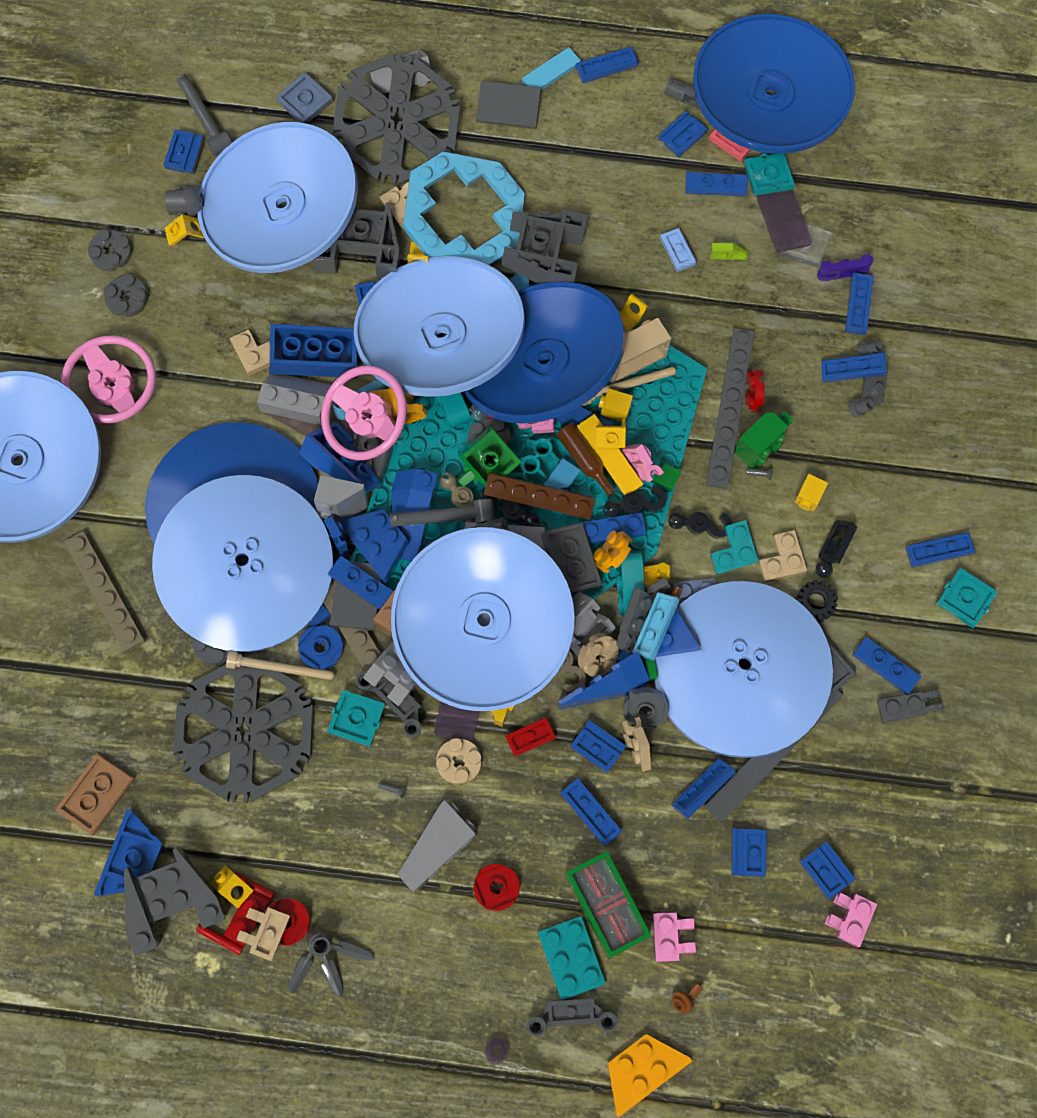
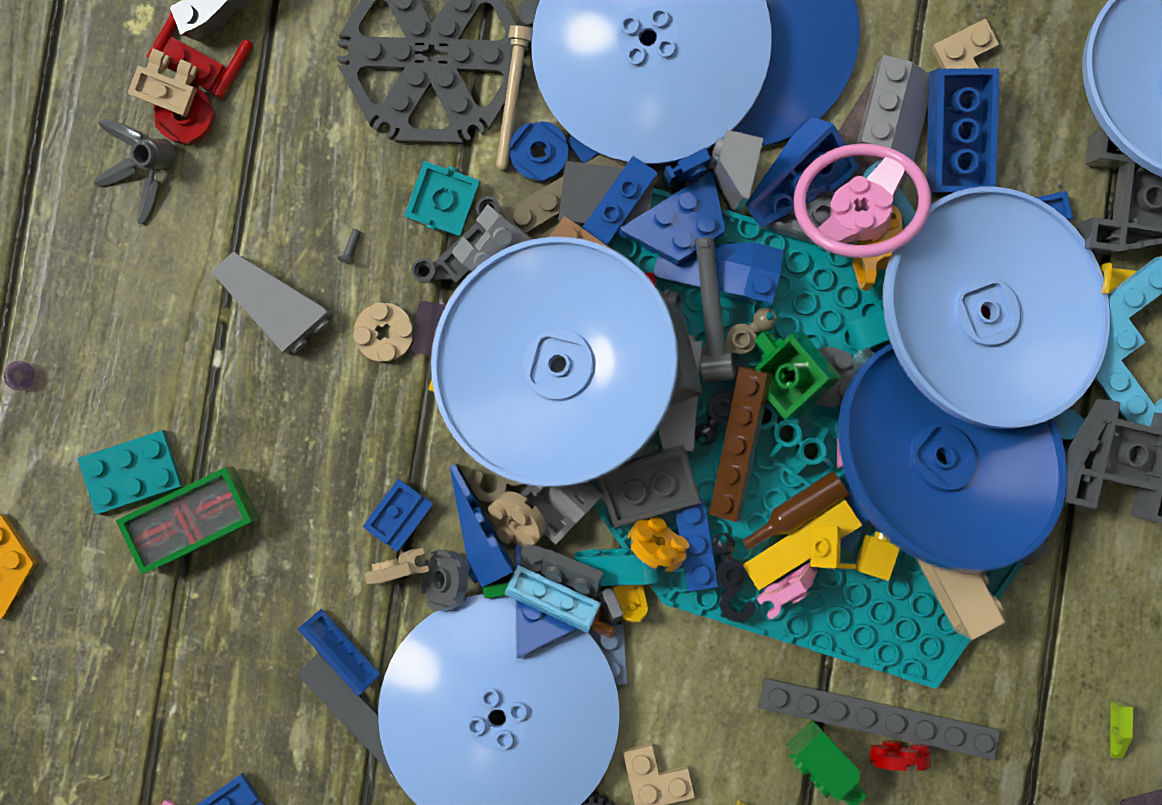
camera: 95 degrees right, 15 degrees up
(225, 881) = (231, 35): yellow bracket -> none
(502, 875) = (204, 370): red plate -> none
(530, 737) = (412, 426): red plate -> none
(563, 475) = (772, 477): dark azure tile -> none
(571, 1013) = (60, 470): dark grey plate -> none
(590, 812) = (311, 503): blue plate -> none
(629, 318) = (1013, 578): yellow bracket -> none
(636, 381) = (918, 597): tan piece -> none
(666, 937) = (151, 594): bright pink plate -> none
(668, 478) = (773, 628): green tile -> none
(677, 250) = (1124, 655): light blue plate -> none
(683, 1001) = (72, 612): dark orange plate -> none
(699, 523) = (706, 666): black piece -> none
(740, 552) = (662, 719): teal plate -> none
(748, 852) = (254, 707): blue plate -> none
(766, 473) = (778, 766): dark grey piece -> none

